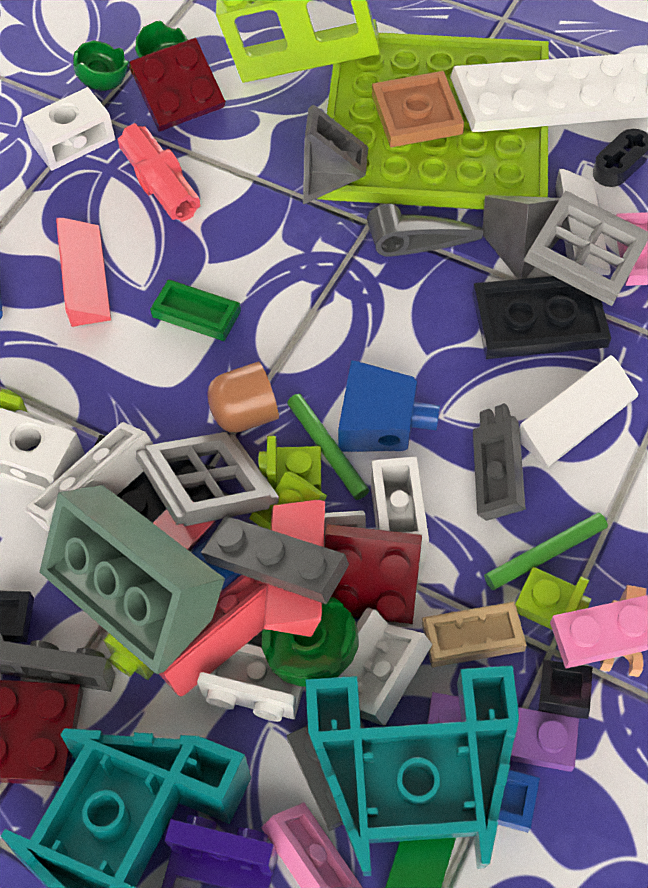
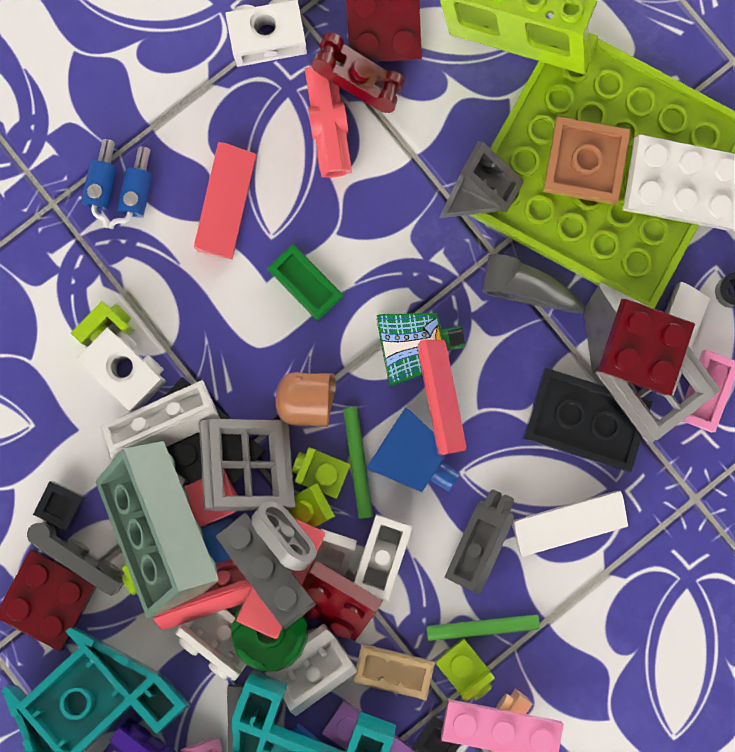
camera: 20 degrees right, 25 degrees up
(170, 123) = (357, 74): none -> dark red plate
(295, 518) = (284, 536): none -> light grey plate
(332, 315) = (400, 339): none -> torso
(381, 333) = (441, 396): none -> coral slope
(559, 212) = (646, 347): none -> dark red plate

